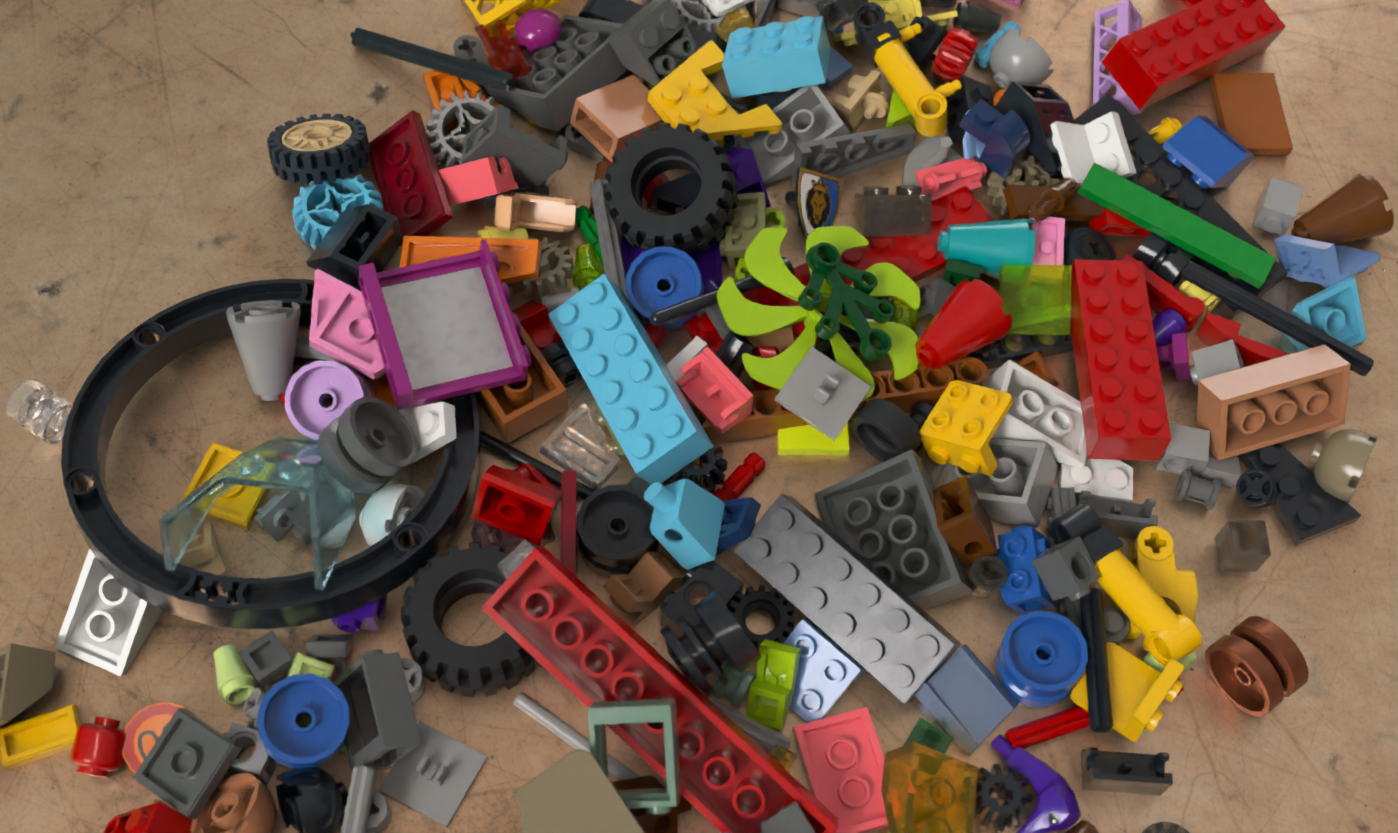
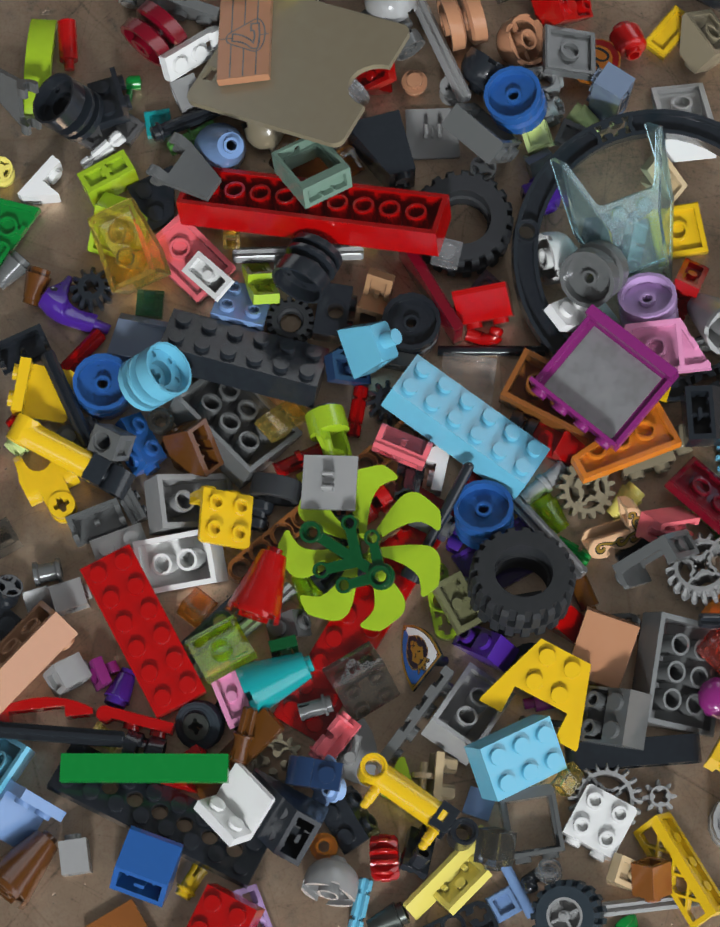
camera: 155 degrees right, 15 degrees up
(179, 663) = (609, 91): none -> sand blue brick
(259, 416) = (690, 279): none -> red slope
(505, 757) = (385, 149): none -> black slope
(786, 464) = (329, 427): none -> lime piece
(834, 460) = (295, 461): none -> red pin
(838, 711) = (208, 276): none -> white slope
(841, 502) = (281, 420): none -> clear yellow slope
(955, 203) = (315, 707): none -> dark grey pin
(978, 609) = (154, 376): none -> medium azure wheel

